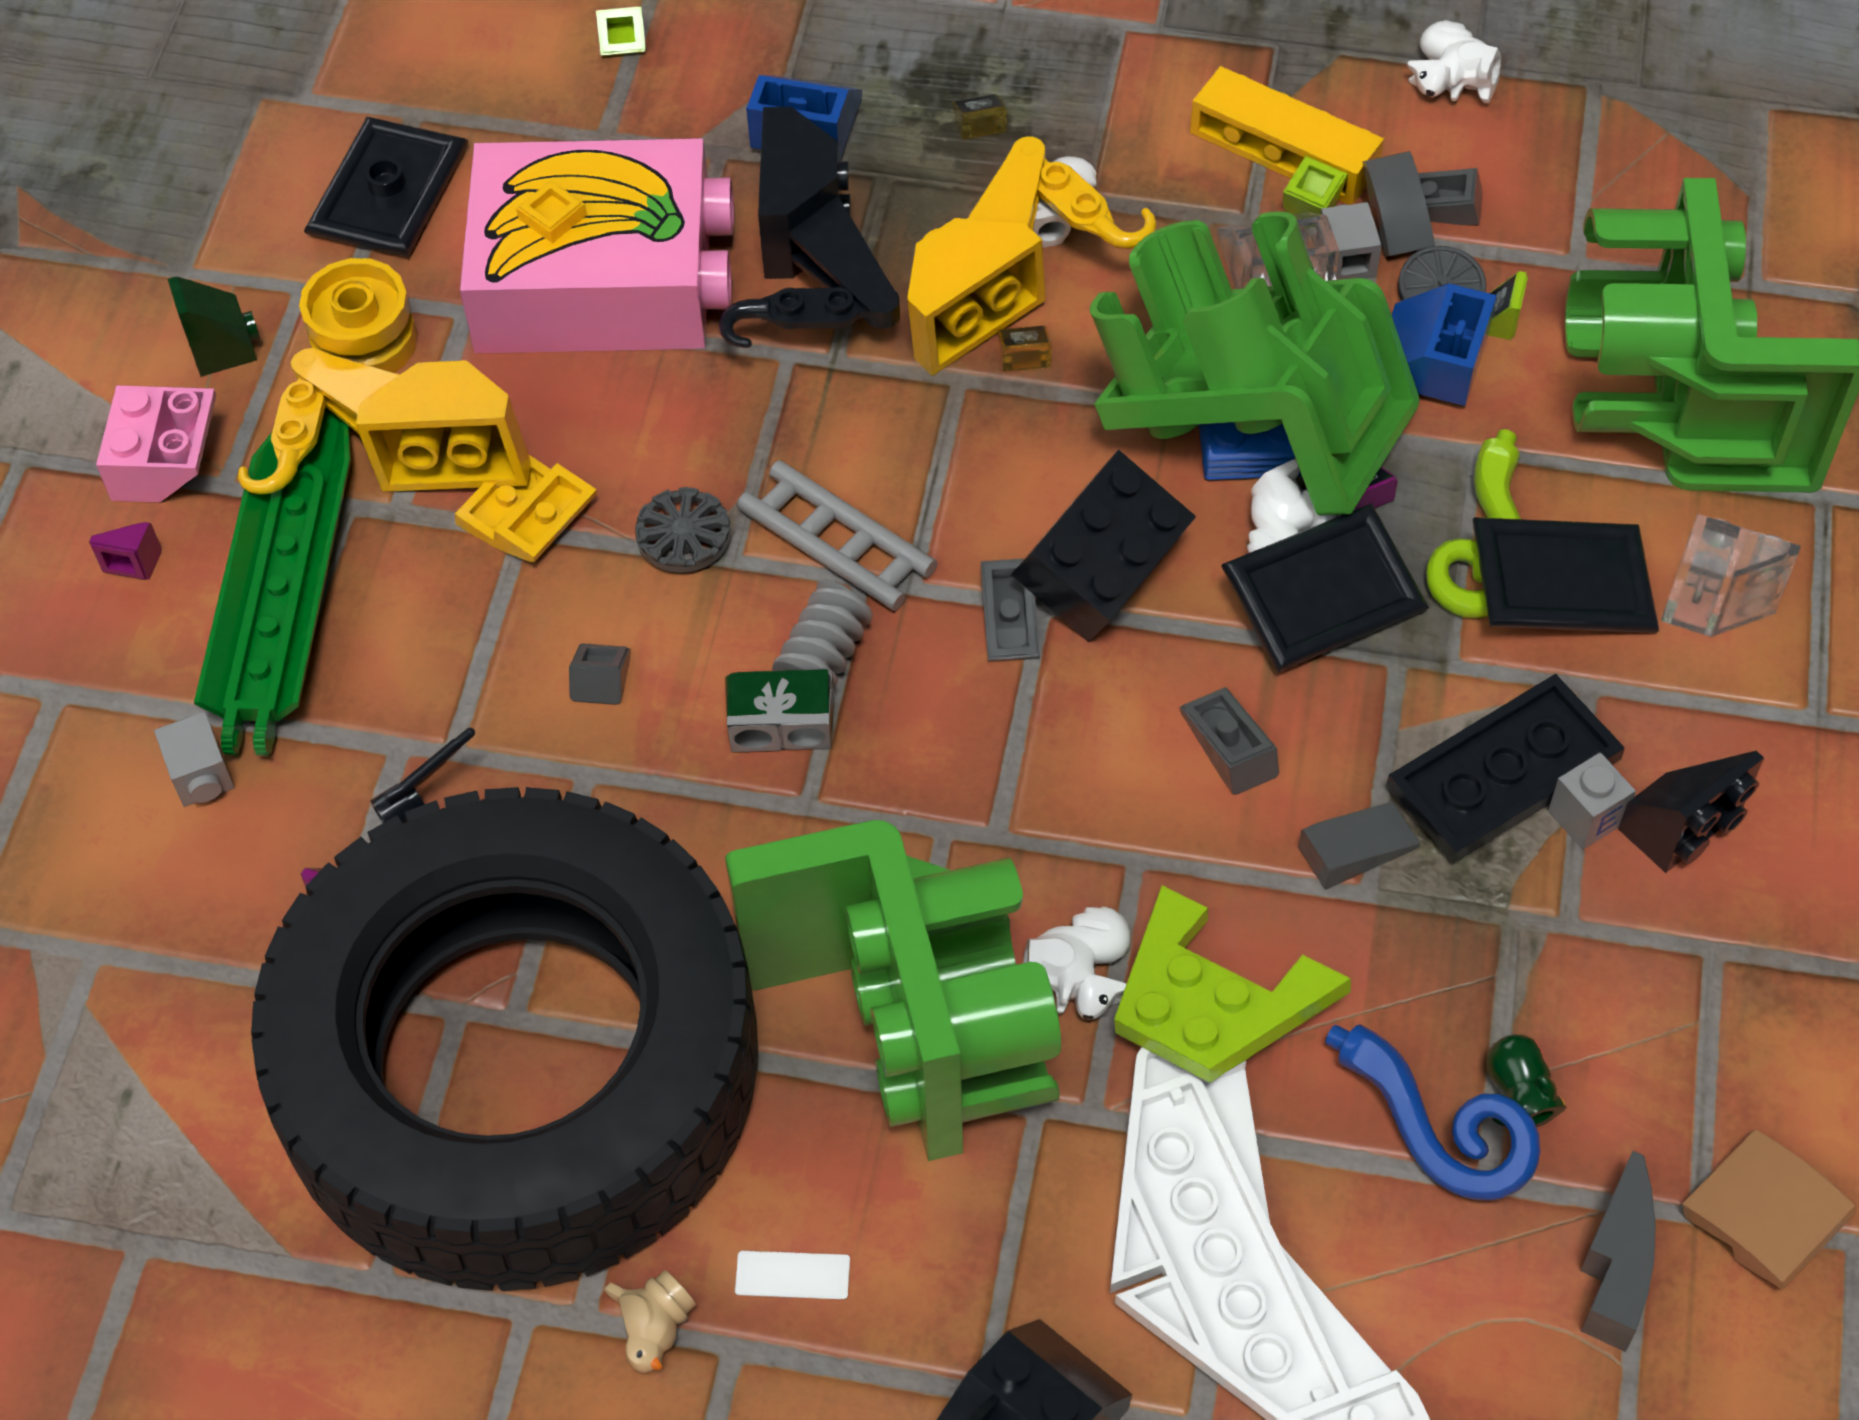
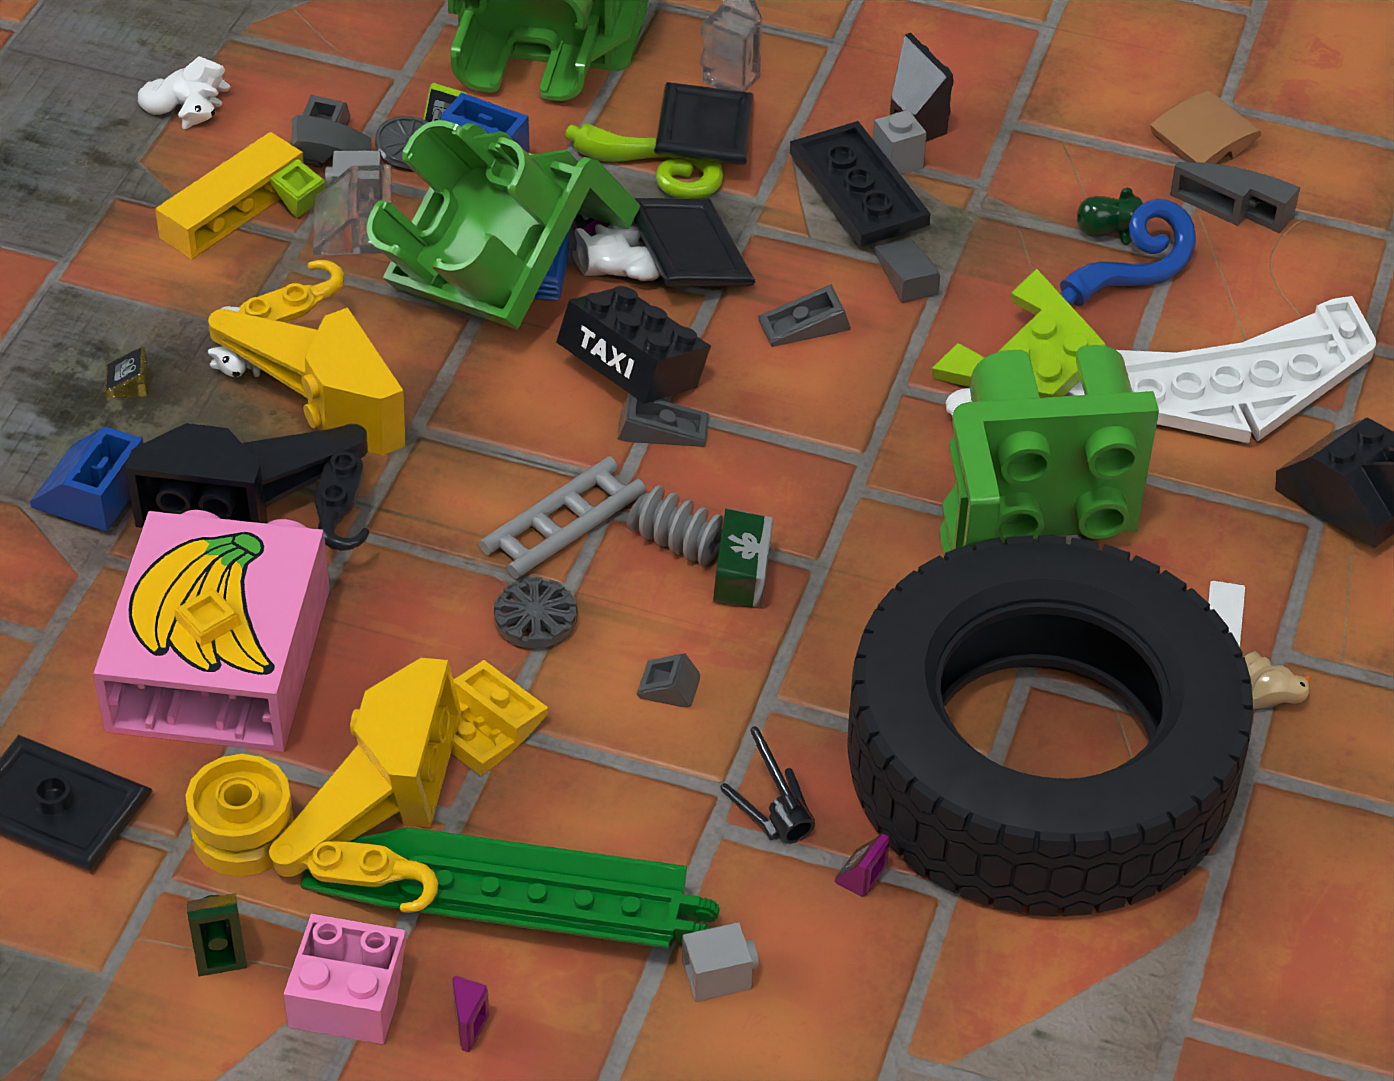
camera: 85 degrees left, 10 degrees down
(1025, 348) = (407, 374): clear yellow slope -> none

